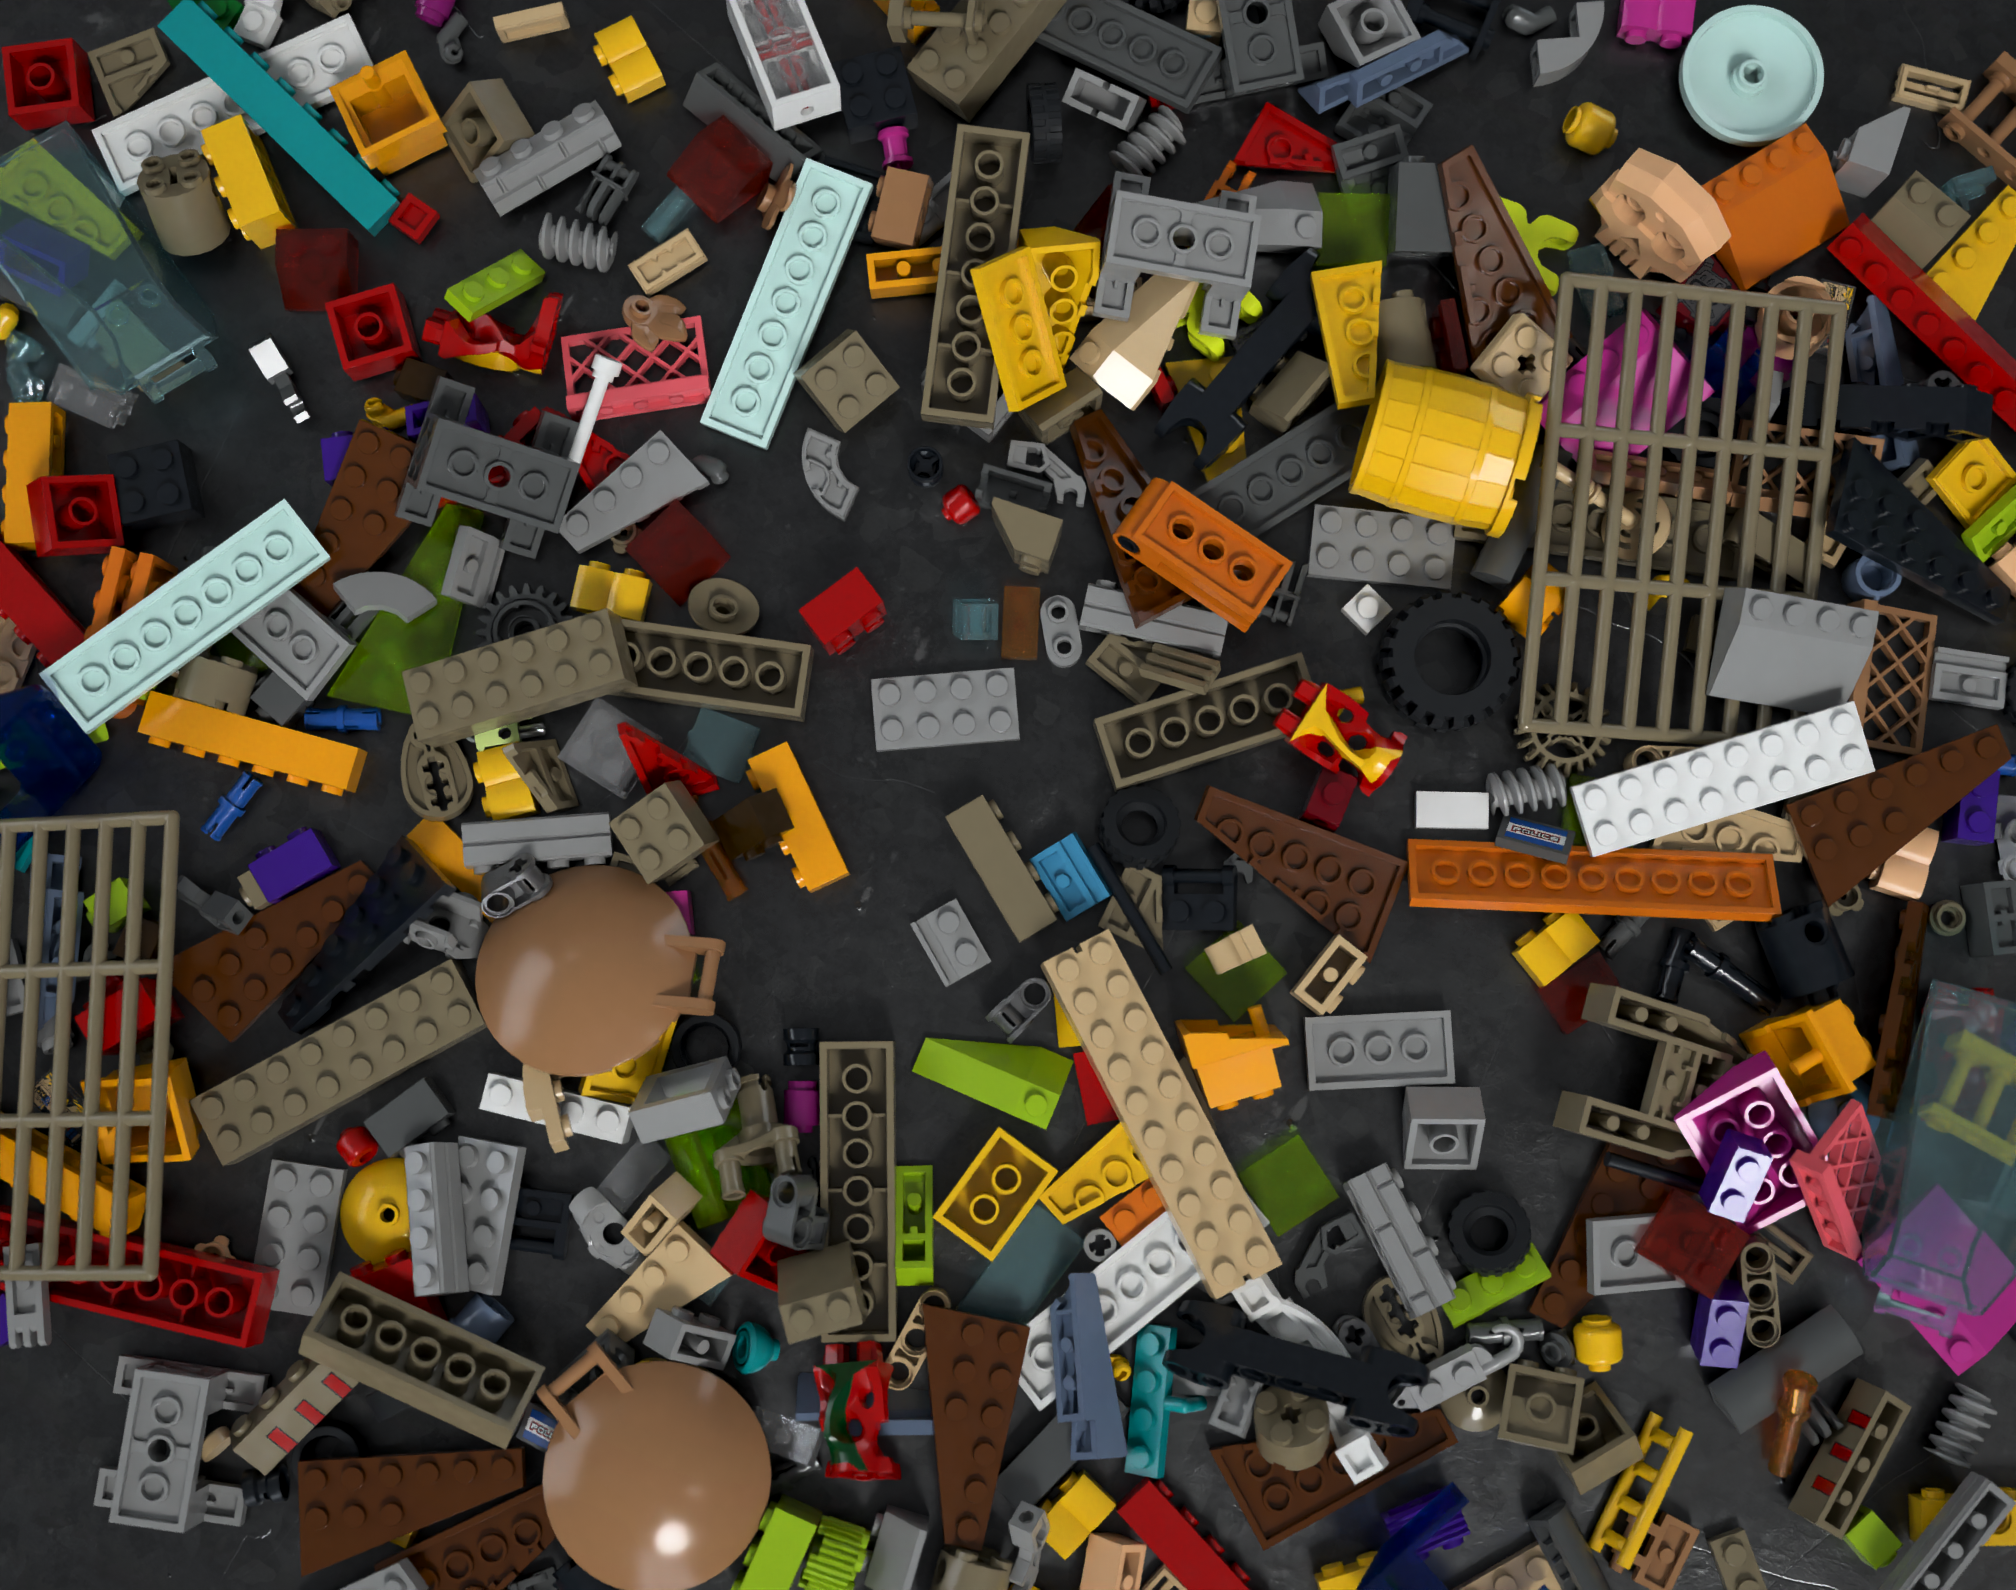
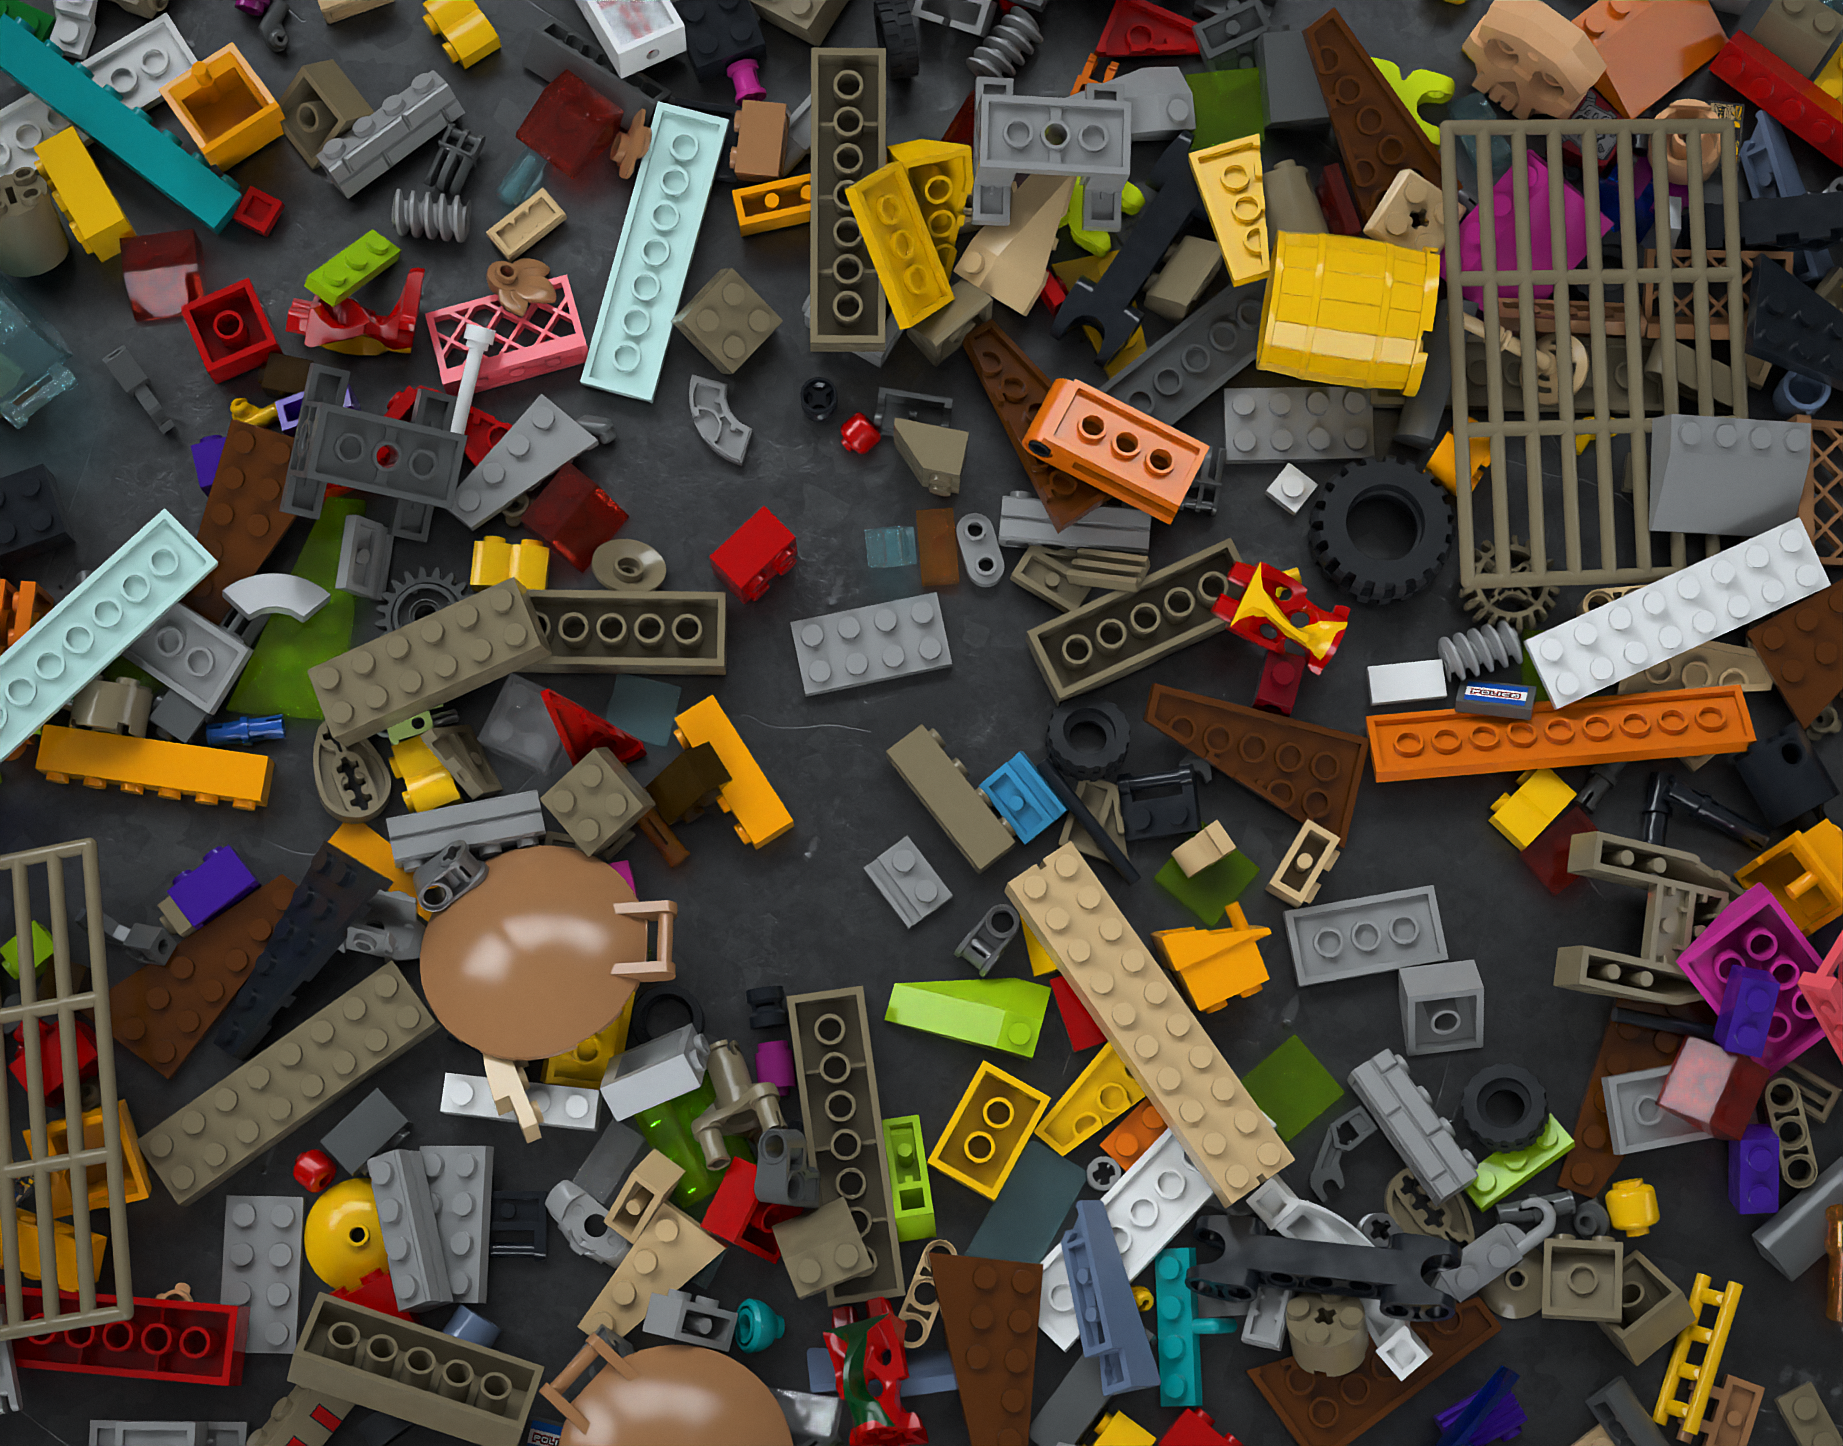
camera: 10 degrees left, 5 degrees down
(231, 805) = (140, 834): blue pin -> none
(1058, 472) = (950, 384): light grey piece -> none

